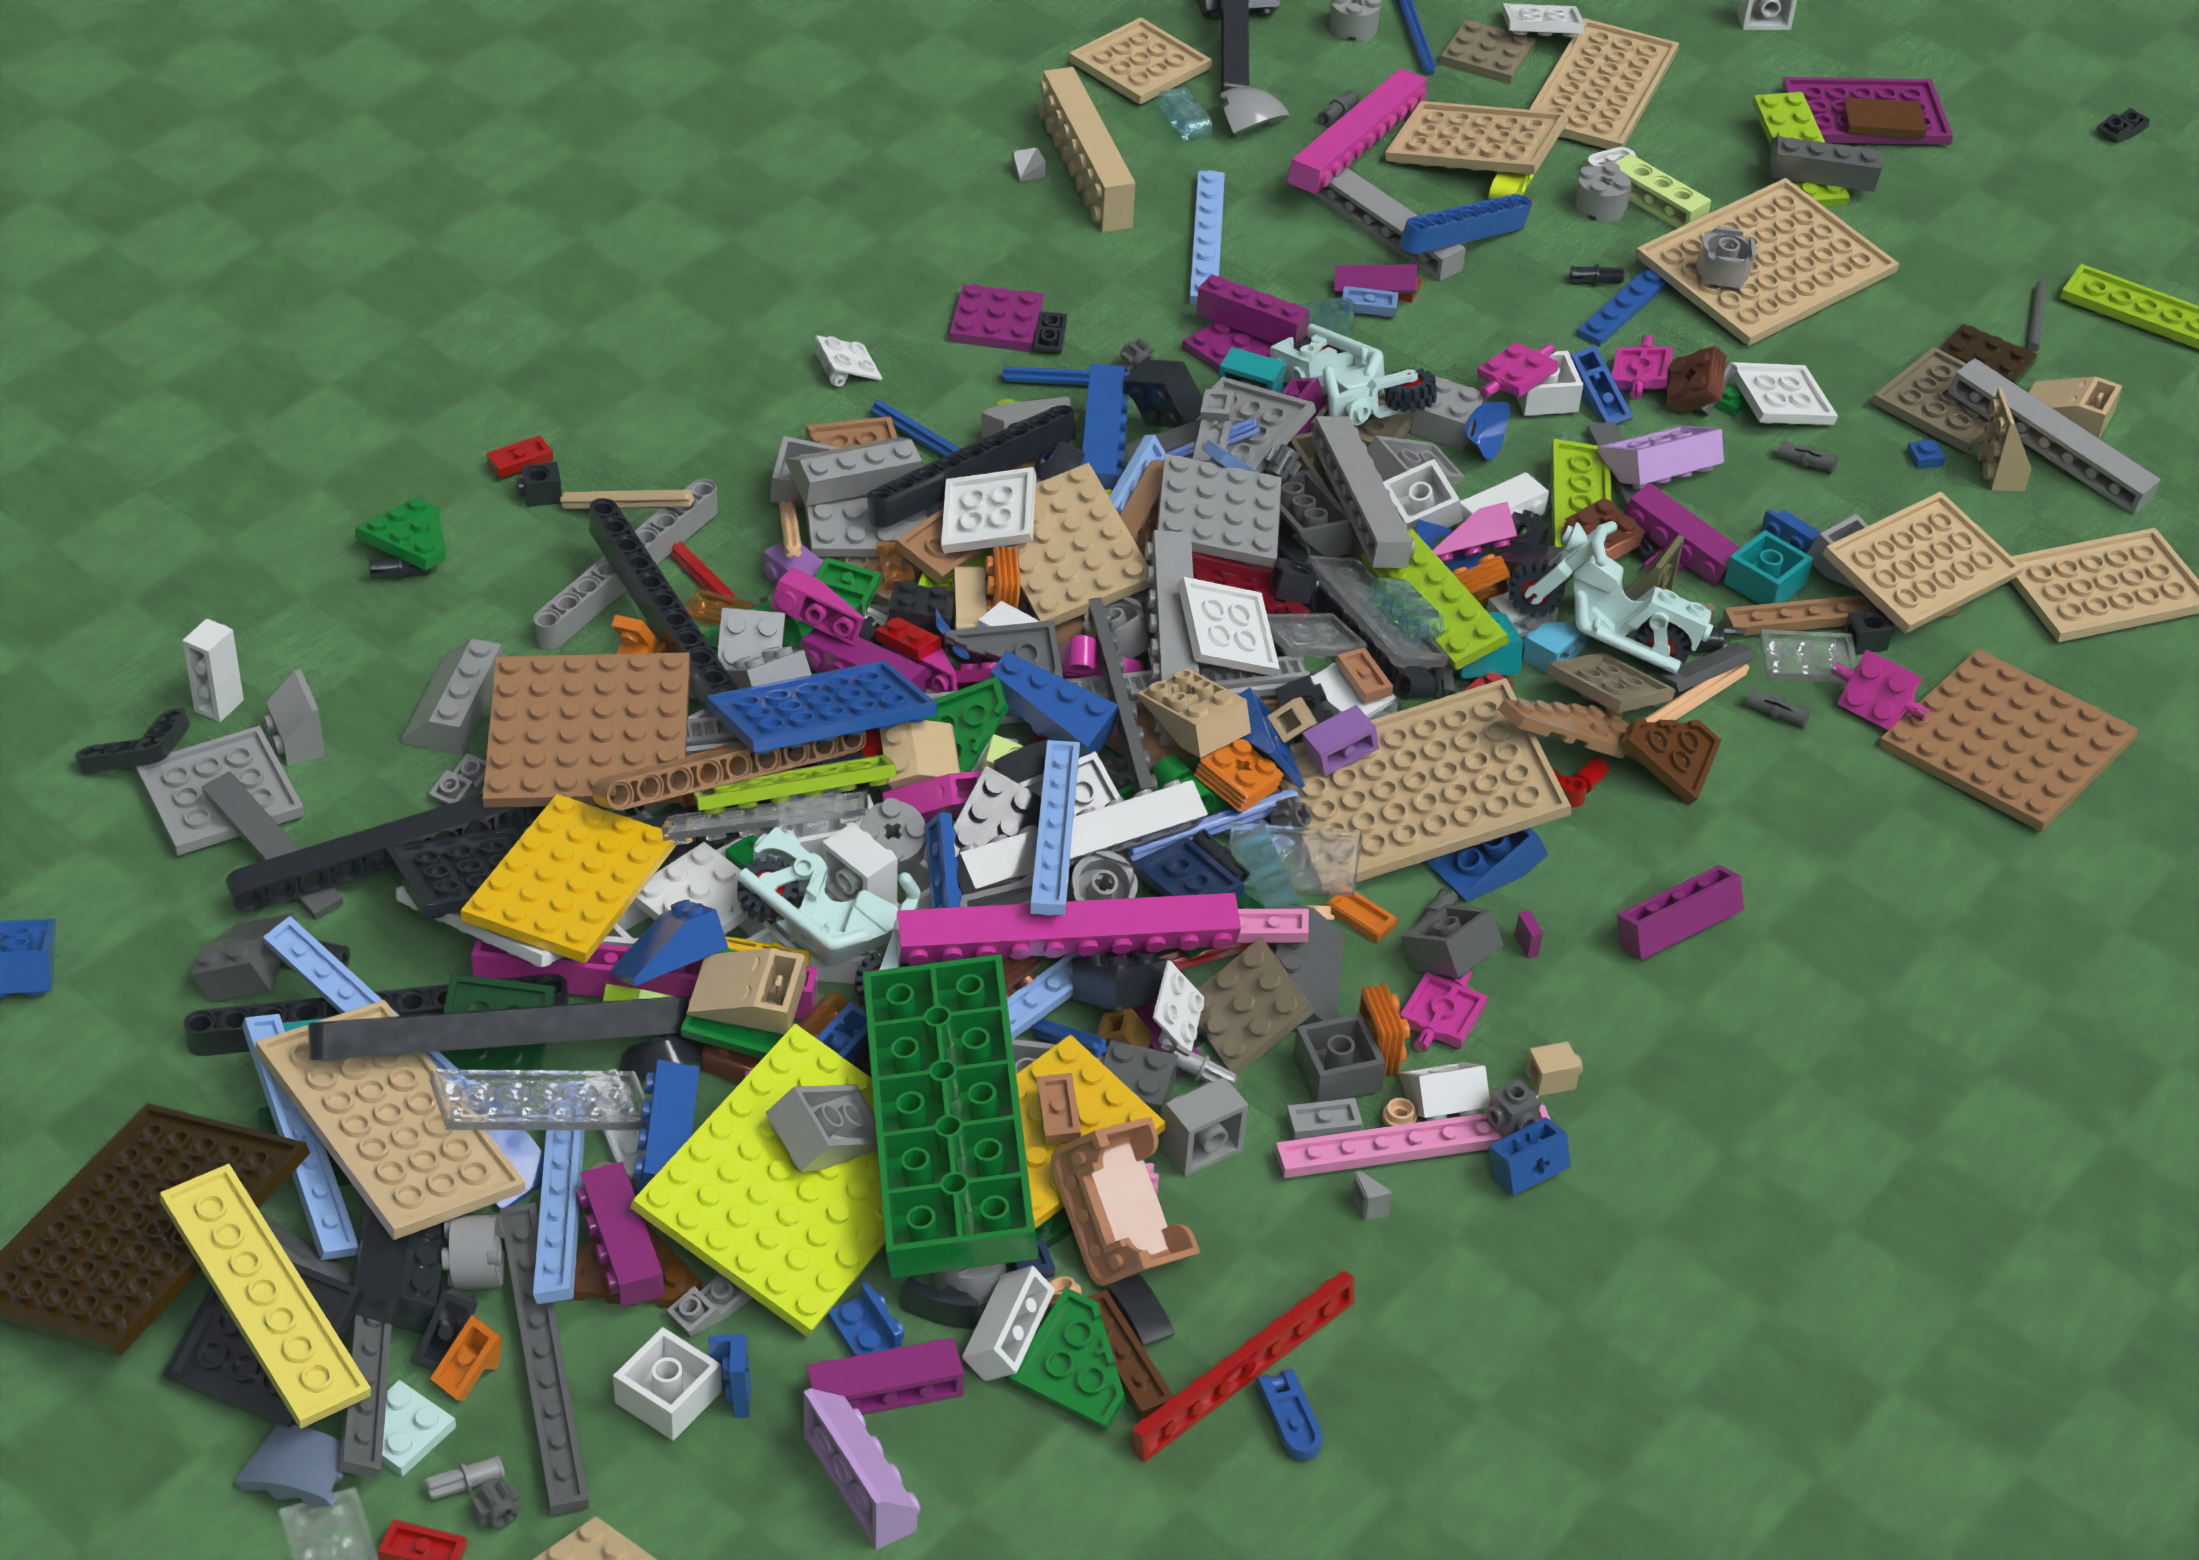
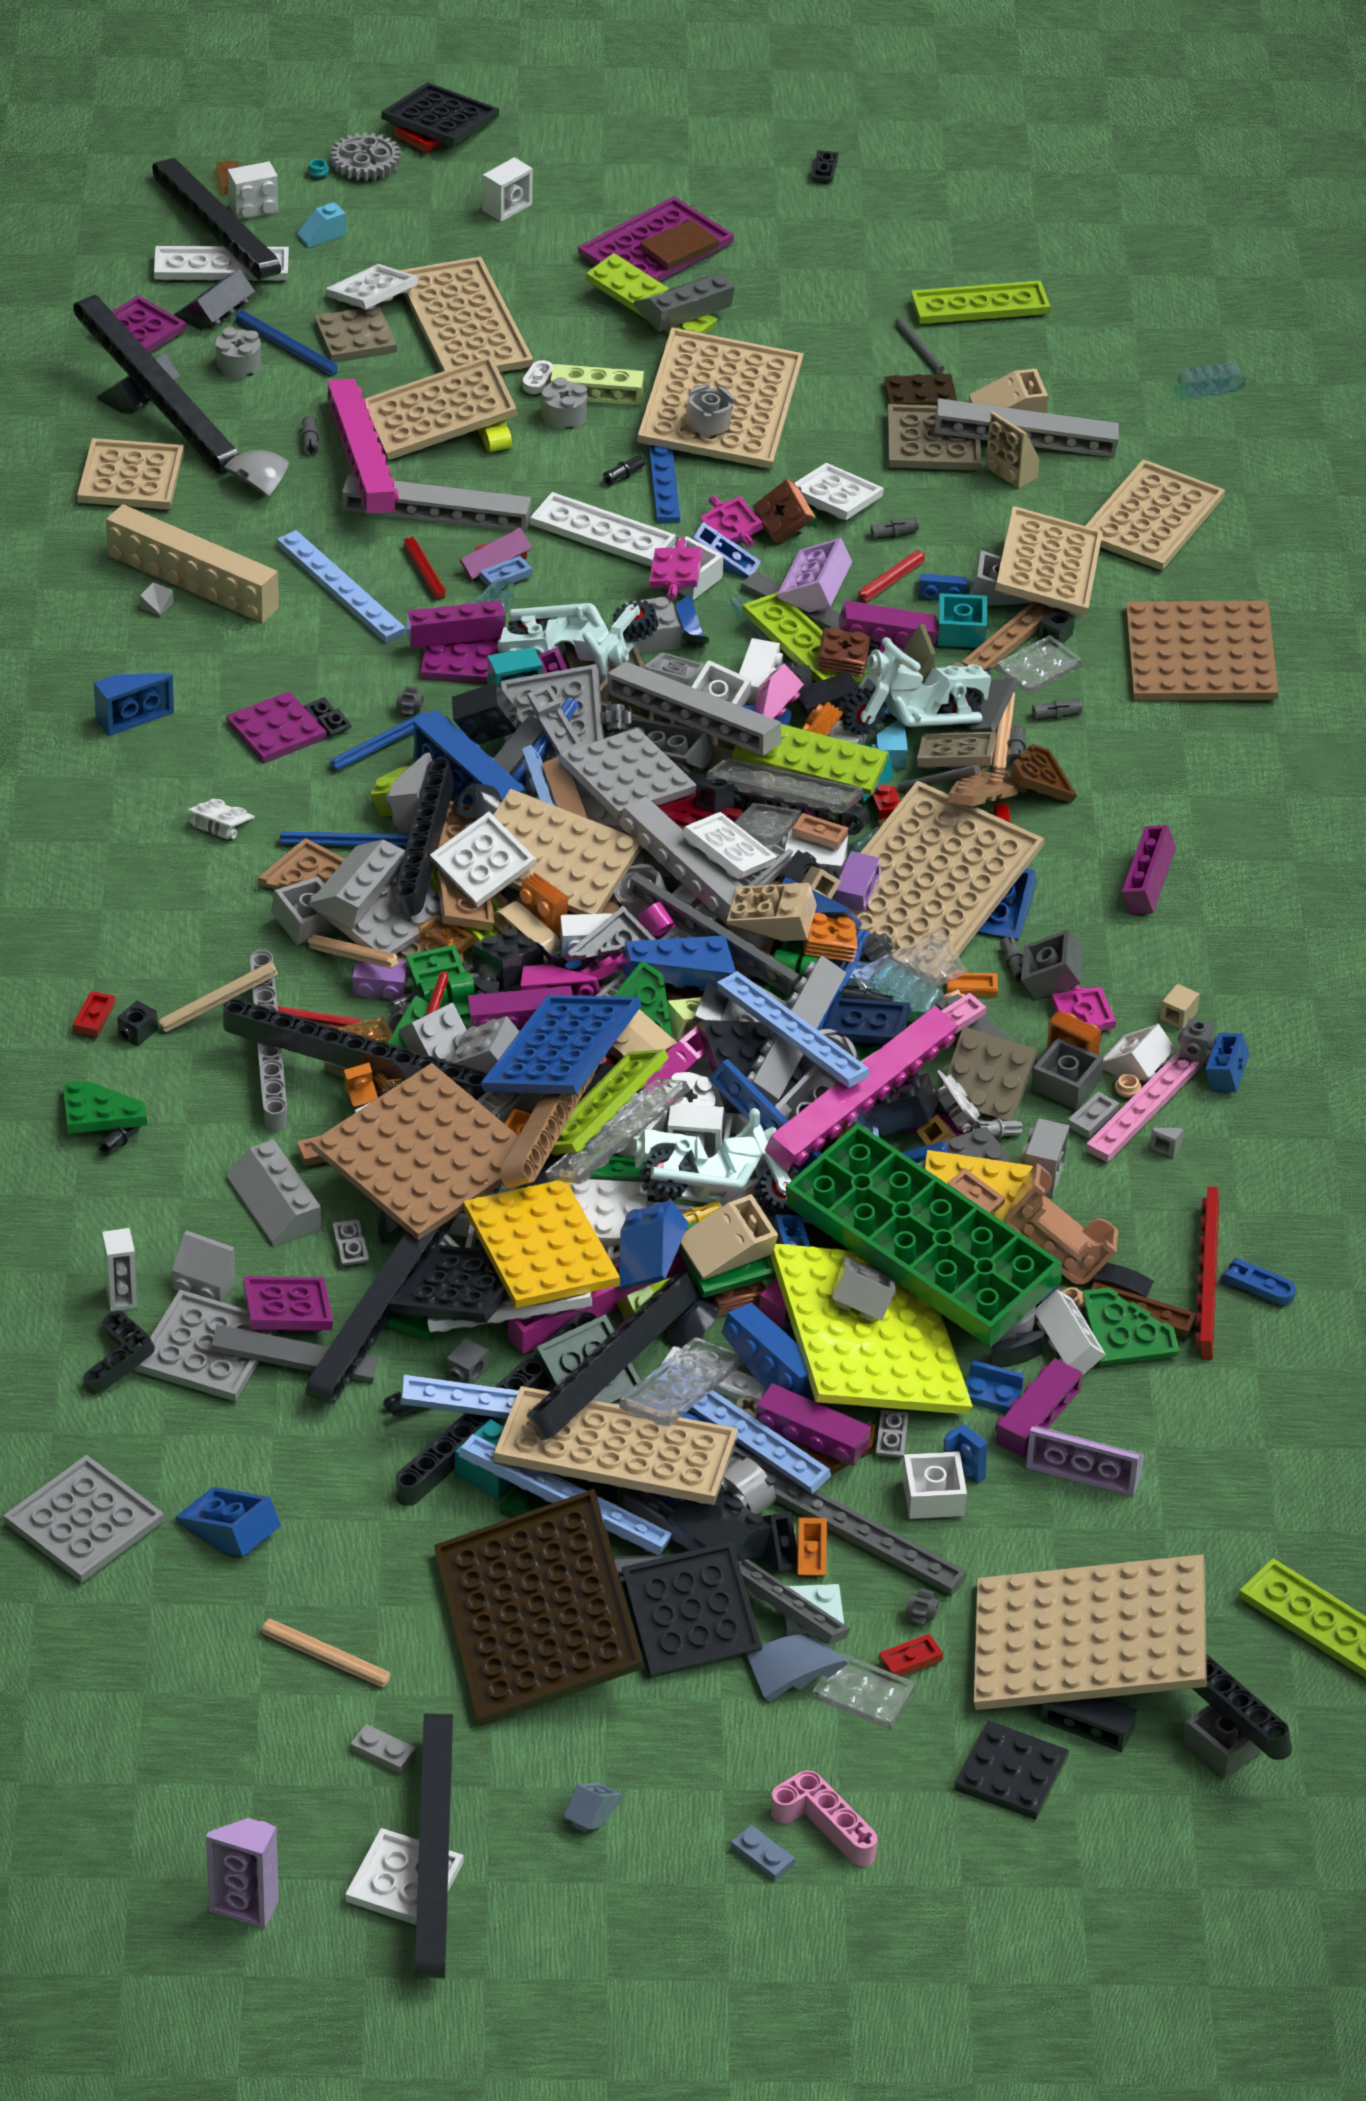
camera: 40 degrees left, 0 degrees up
(239, 961) = (376, 1425): dark grey slope -> none
(265, 1296) = (685, 1578): light yellow plate -> none
(323, 795) = (287, 1303): none -> magenta plate
(406, 955) = (467, 1362): none -> dark grey brick
(464, 1477) = (884, 1608): light grey axle -> none
(816, 605) = (465, 985): dark pink slope -> none
(888, 226) = (132, 700): none -> blue slope
(908, 638) = (534, 974): red plate -> none
(1185, 114) = (215, 499): clear light blue beam -> none
(1223, 457) = (591, 735): medium blue plate -> none
(1302, 261) = (424, 568): none -> red axle
(1407, 608) = (820, 767): clear light blue beam -> none
(1465, 223) = (515, 478): blue beam -> none
(1505, 305) = (601, 528): none -> white plate
(1528, 934) = (1083, 935): magenta tile -> none
(1551, 695) = (941, 777): none -> dark grey bar
(1698, 711) = (1016, 743): none -> dark grey pin
(1752, 497) = (891, 576): none -> red axle
(1880, 690) = (1108, 662): dark pink plate -> none
(1925, 454) = (958, 485): blue plate -> none

